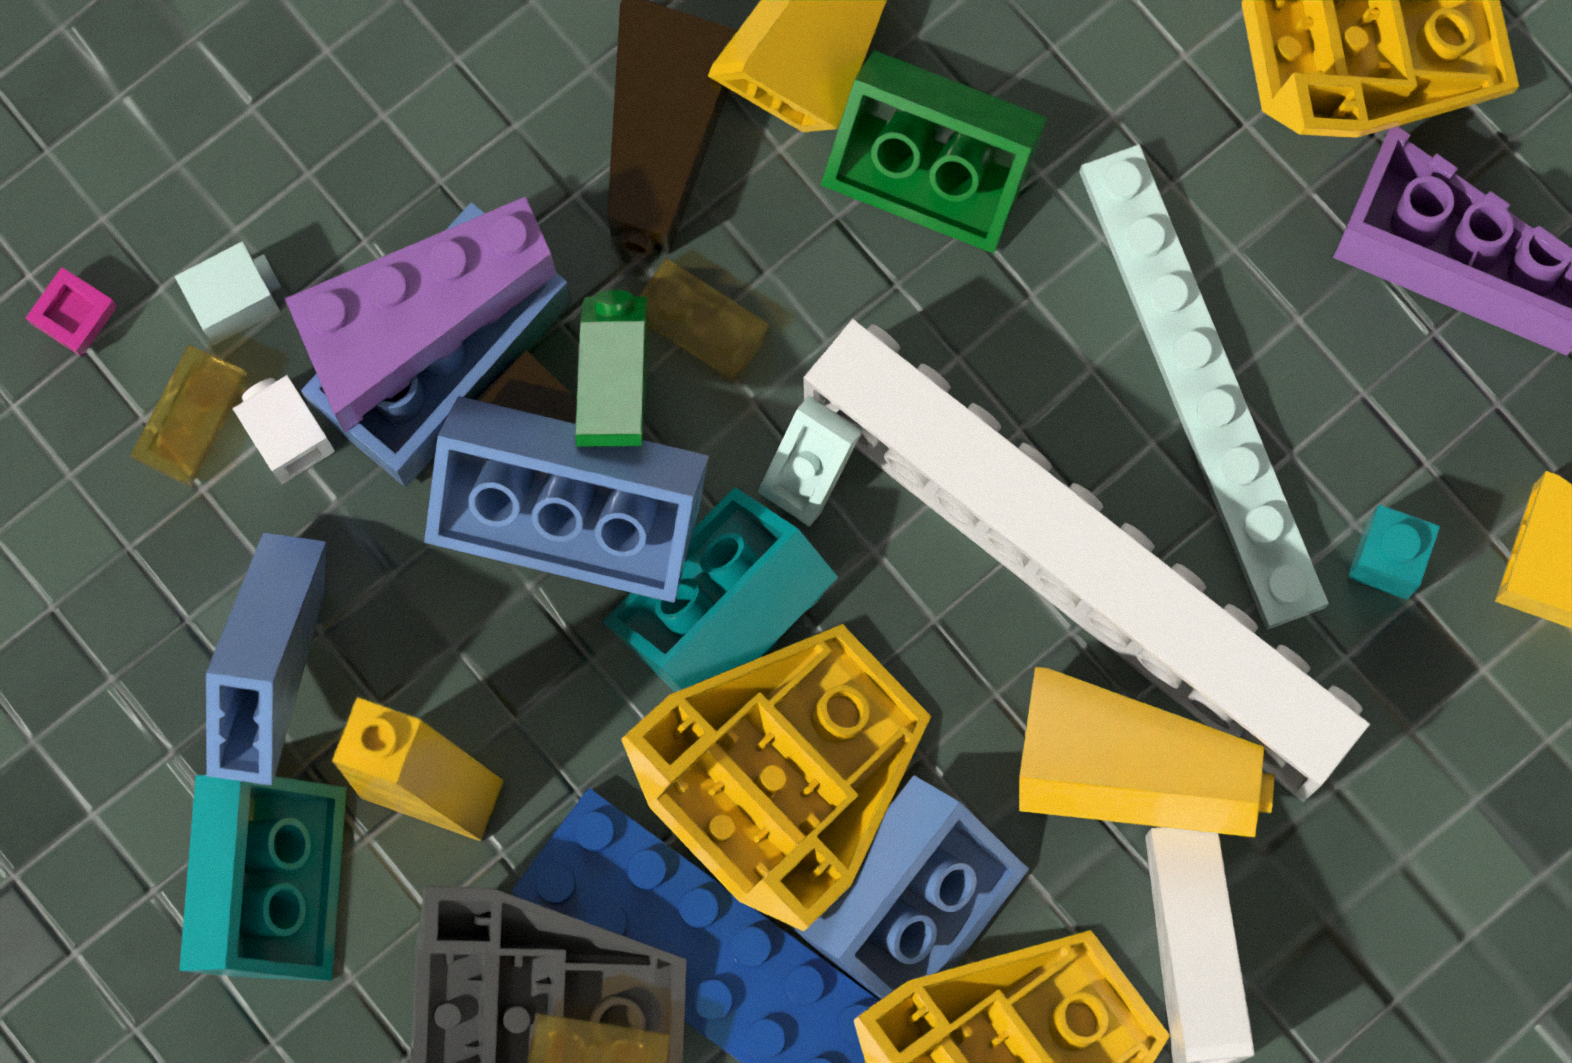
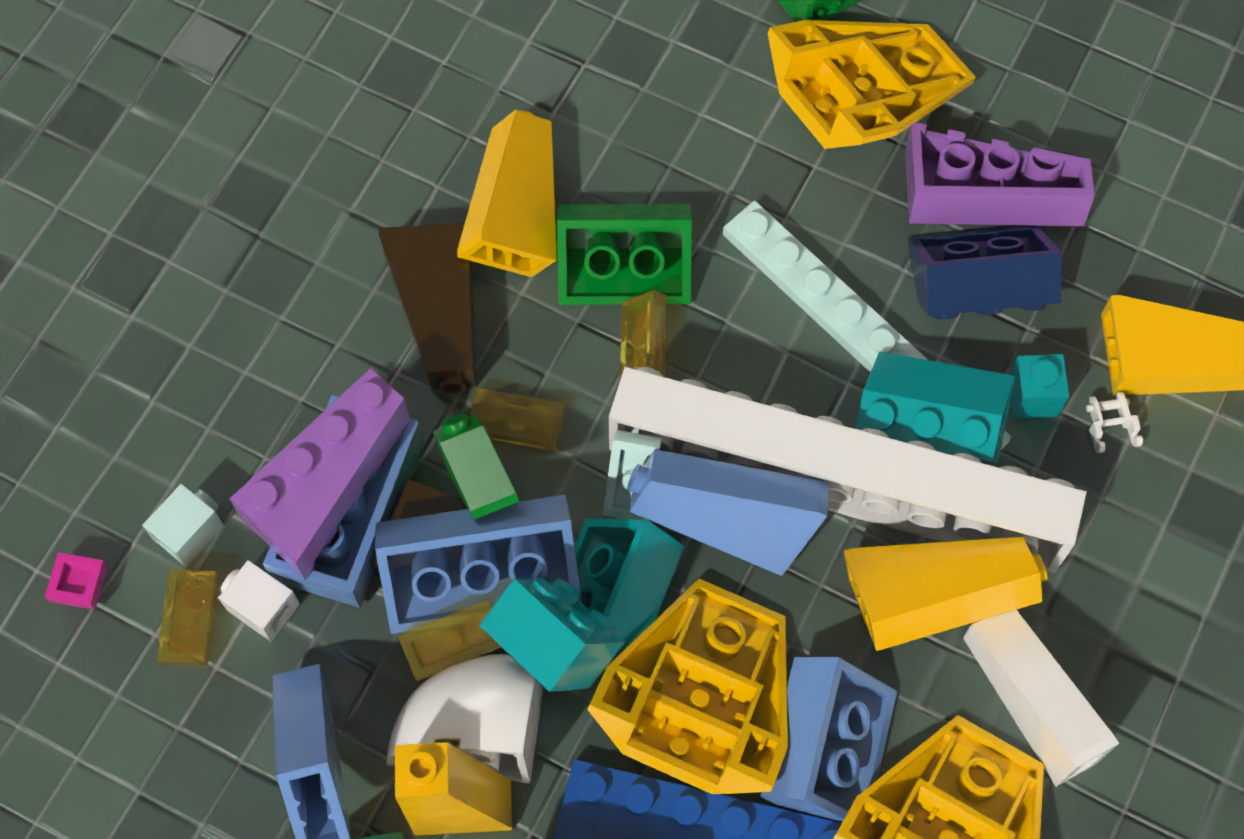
camera: 25 degrees left, 10 degrees down
(491, 685) = (479, 707): none -> white brick
(495, 582) = (448, 641): none -> clear yellow plate
(612, 631) = (552, 633): none -> teal brick
(908, 277) = (643, 332): none -> clear yellow plate
(911, 553) = (731, 506): none -> medium blue slope
(1241, 529) = (938, 404): none -> teal slope
(1401, 365) = (985, 271): none -> dark blue slope
(1492, 642) = (1127, 421): none -> white piece

